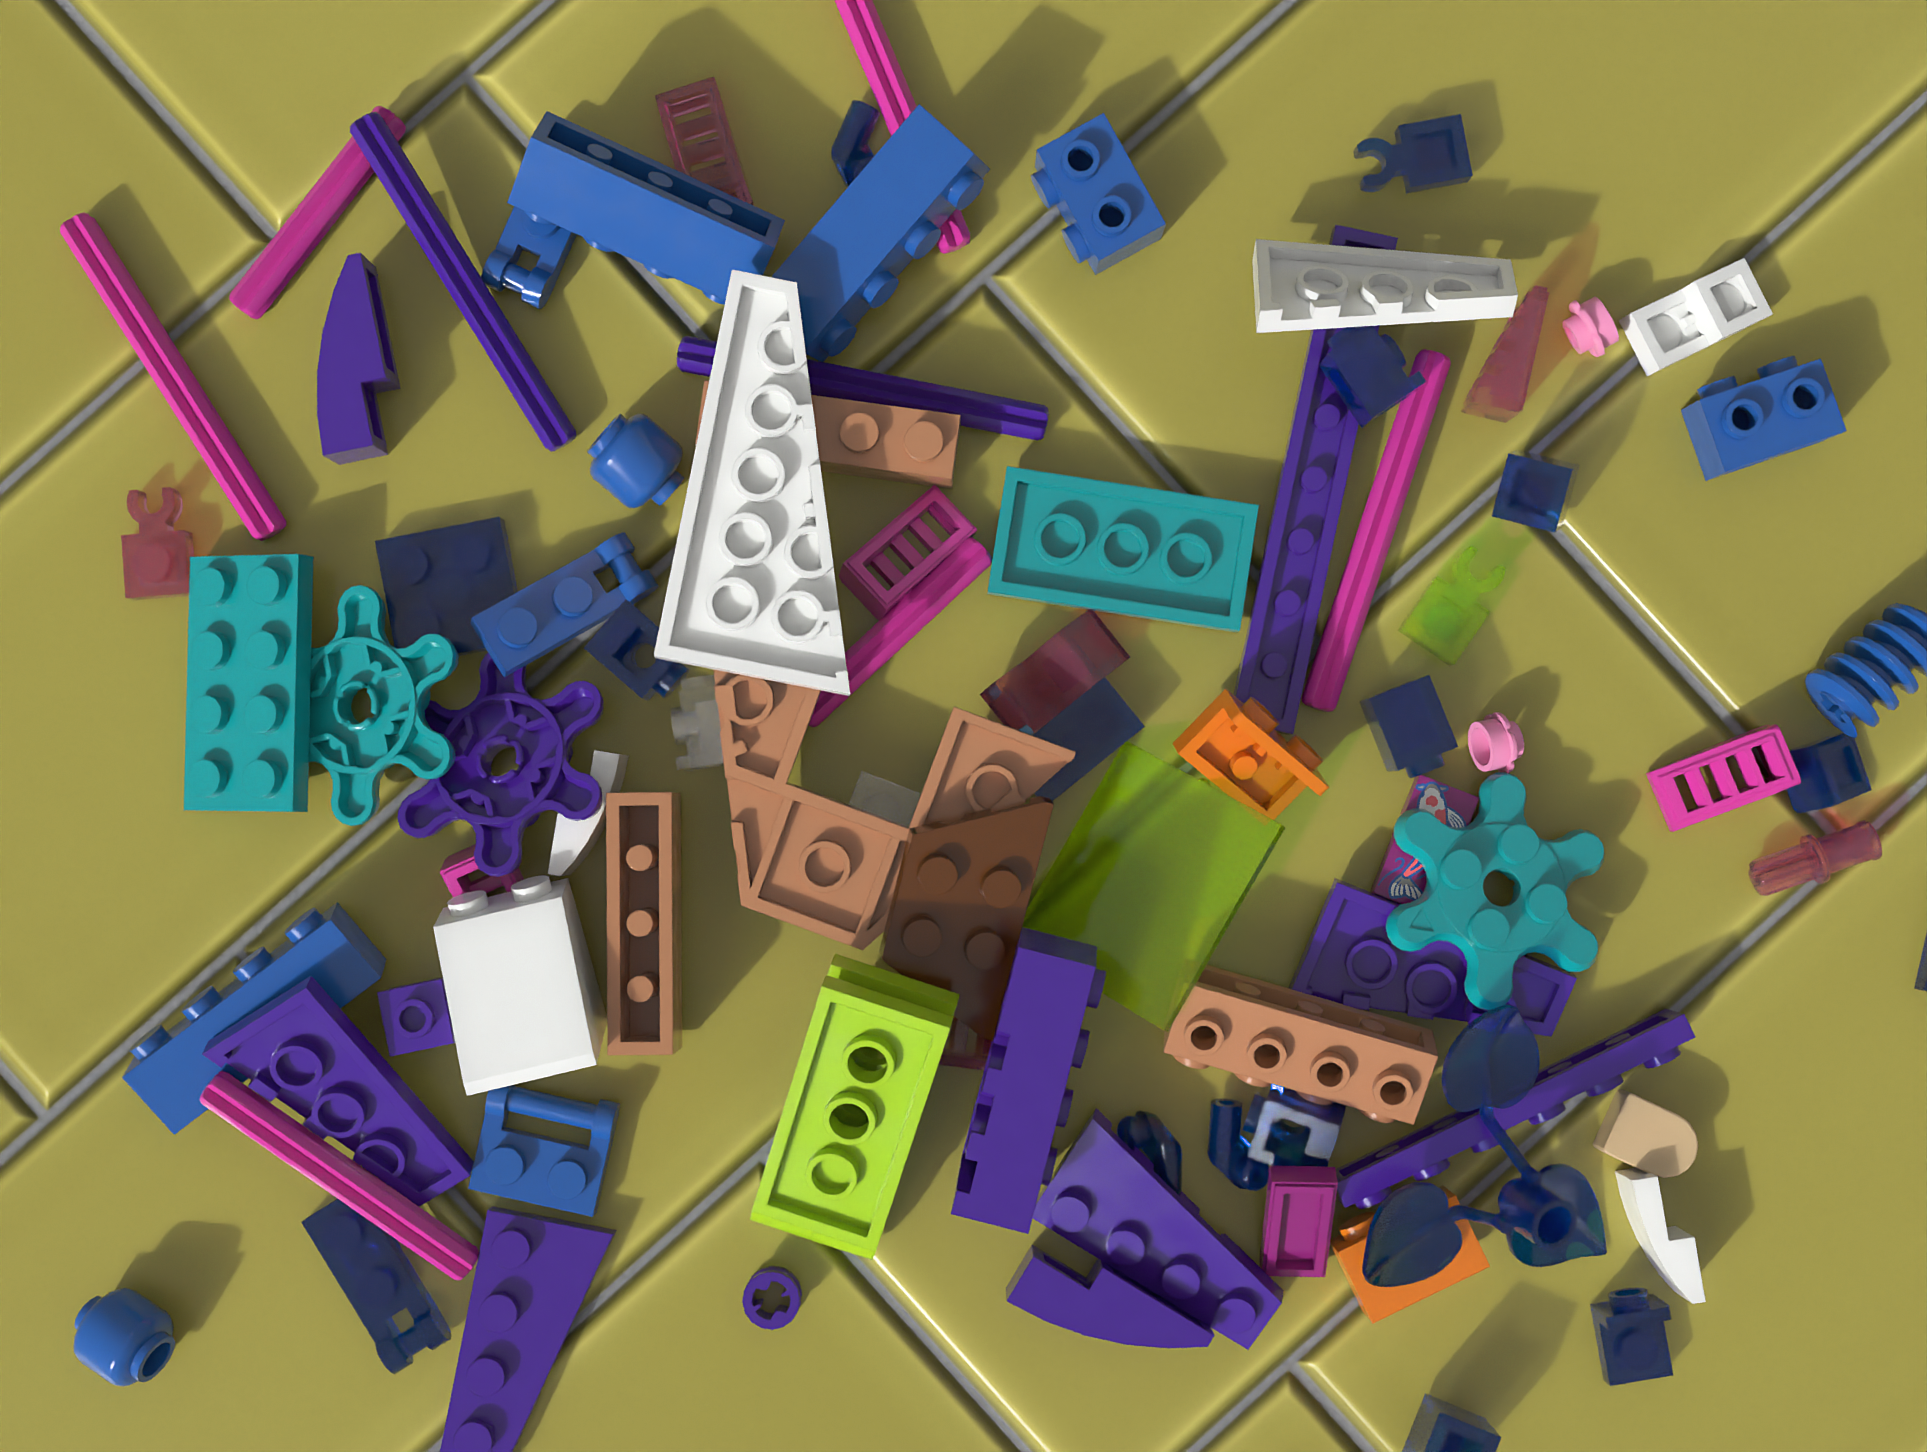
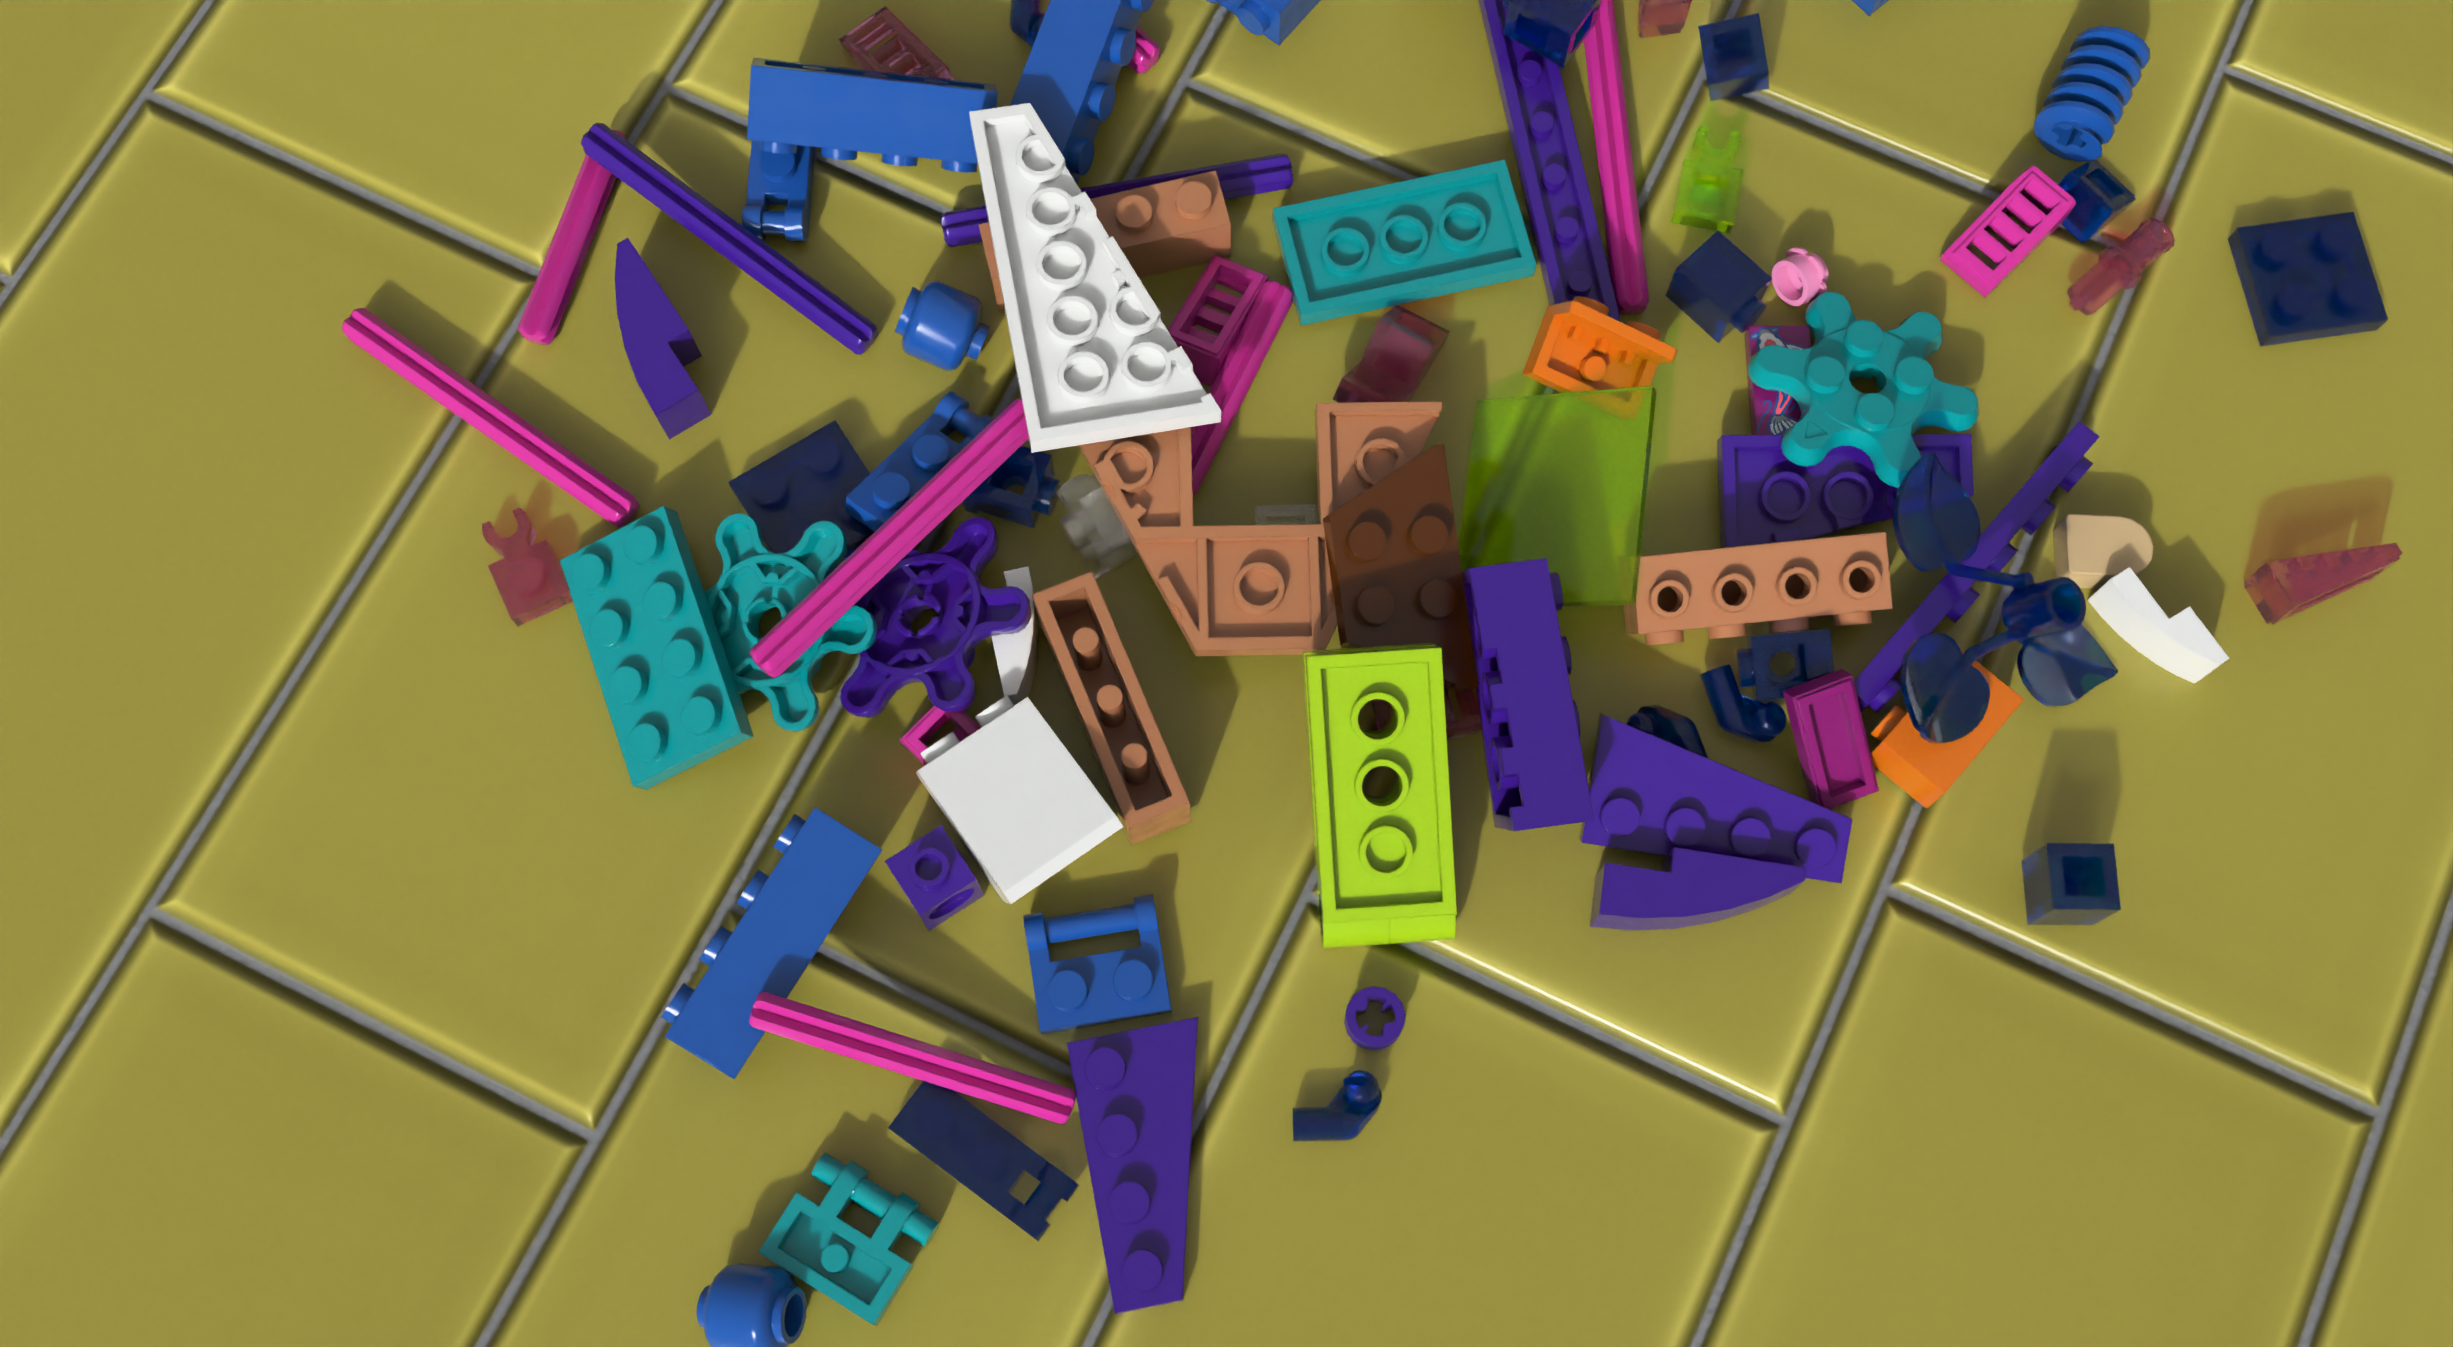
camera: 25 degrees left, 15 degrees down
(217, 1317) = (838, 1257): none -> teal plate
(344, 1089) = (866, 958): dark purple wing -> none
(494, 687) = (891, 542): none -> dark pink axle
(707, 1373) = (1345, 1114): none -> clear blue arm
(1093, 729) = (1457, 386): clear blue plate -> none
(1632, 1336) = (2179, 731): clear blue bracket -> none
(1821, 1250) = (2302, 582): none -> clear pink slope

